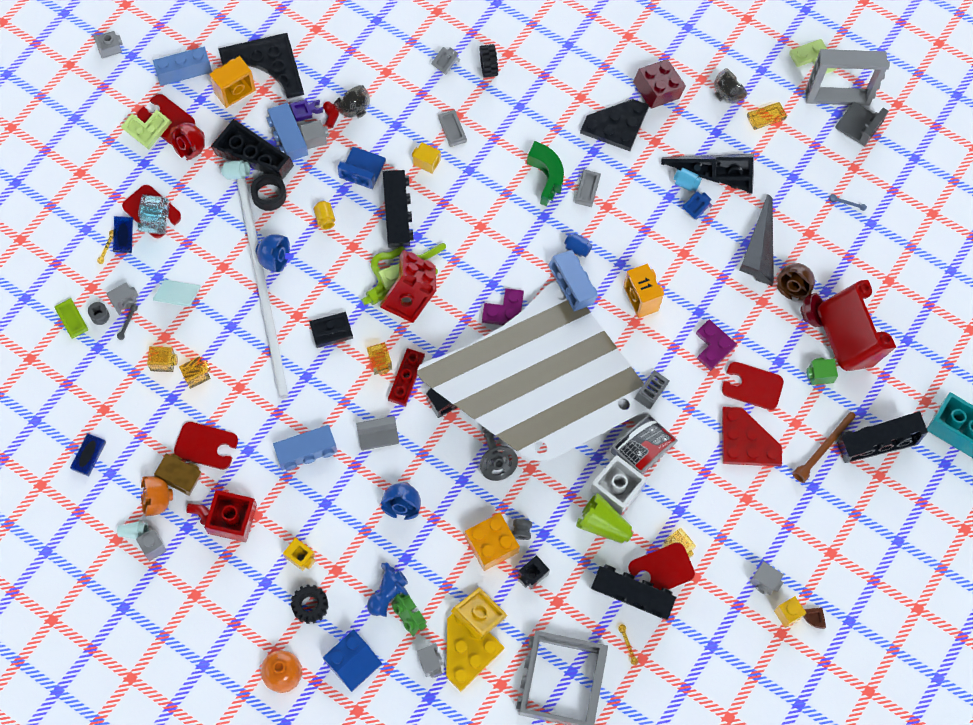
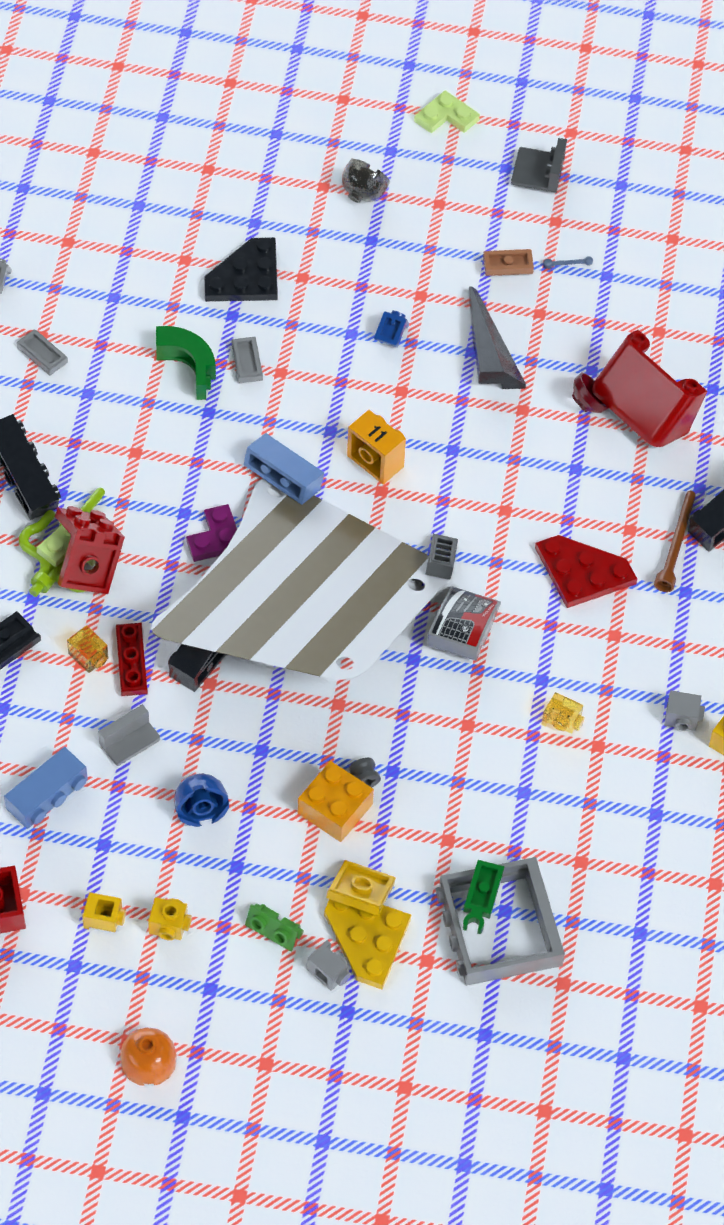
camera: 25 degrees left, 10 degrees down
(312, 616) = (140, 950): black tyre -> none
(341, 573) = (169, 919): none -> yellow brick
(352, 660) = (231, 1006): blue slope -> none
(391, 585) = (237, 901): blue animal -> none
(426, 157) = (27, 396): yellow brick -> none
(488, 60) = (51, 255): black tyre -> none
(497, 459) = (293, 705): dark grey dish -> none
(534, 566) = (403, 815): black brick -> none
(557, 657) = (482, 893): none -> green plate
(578, 244) = (269, 424): blue brick -> none
(604, 521) = (460, 722): lime cone -> none
(619, 484) = (456, 675): white brick -> none
(622, 629) = (541, 838): clear yellow hinge -> none
(633, 592) = (537, 787): black wedge -> none
(659, 83) = (276, 207): dark red brick -> none
(666, 566) = (561, 745): red piece -> none
(687, 180) = (365, 305): medium azure brick -> none
(718, 345) = (494, 475): magenta plate -> none
(728, 169) = (407, 276): black wedge -> none
(757, 386) = (563, 507): red piece -> none
(766, 115) = (423, 199): clear yellow tile -> none
(796, 281) = (552, 369): reddish brown cylinder -> none
(804, 186) = (508, 262): none -> nougat plate
(822, 371) = (633, 458): bright green brick -> none
(846, 60) = (490, 93): light grey window -> none

